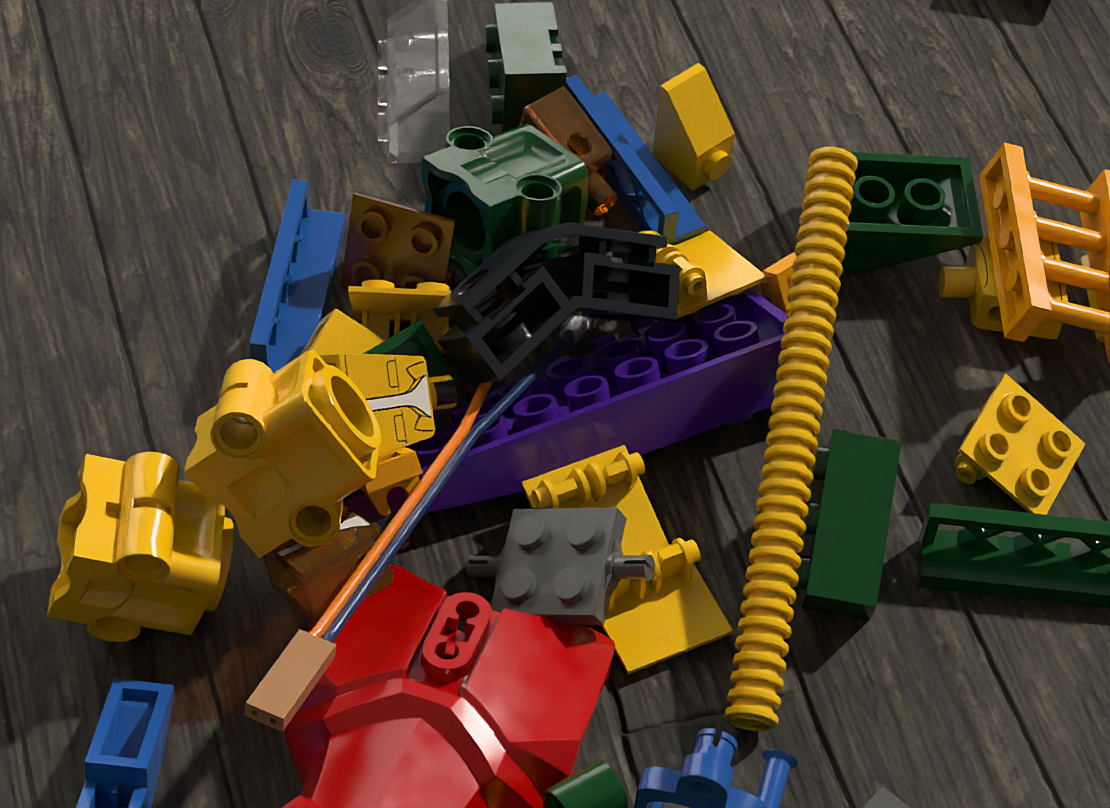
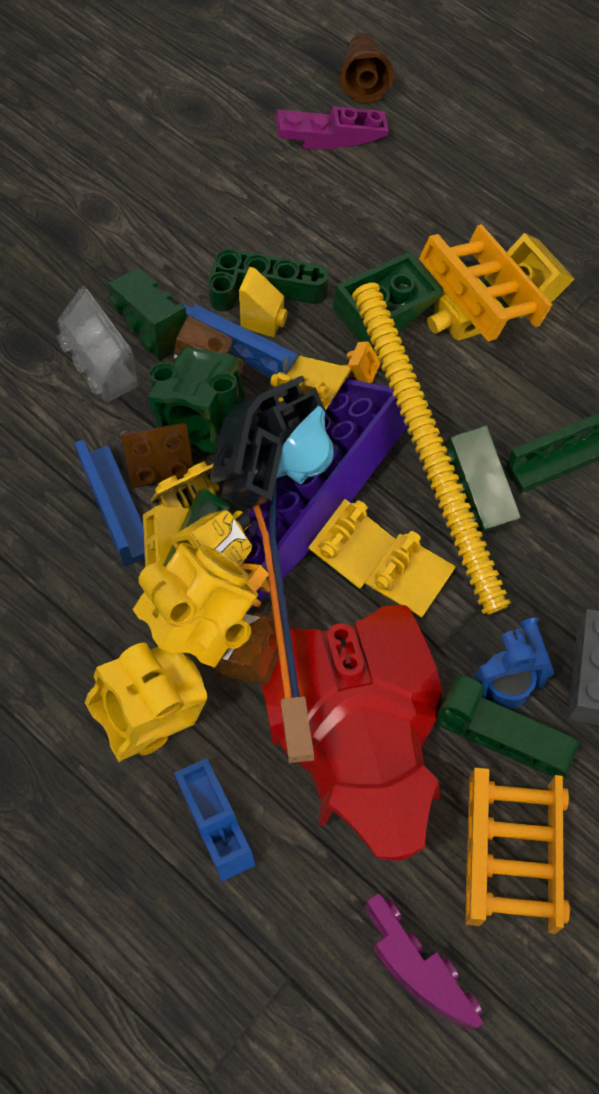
camera: 30 degrees left, 10 degrees up
(561, 564) = (359, 582): dark grey plate -> none
(604, 340) = (307, 449): none -> medium azure hat
(758, 111) = (292, 278): none -> dark green beam
(1019, 448) = (523, 396): yellow hinge -> none

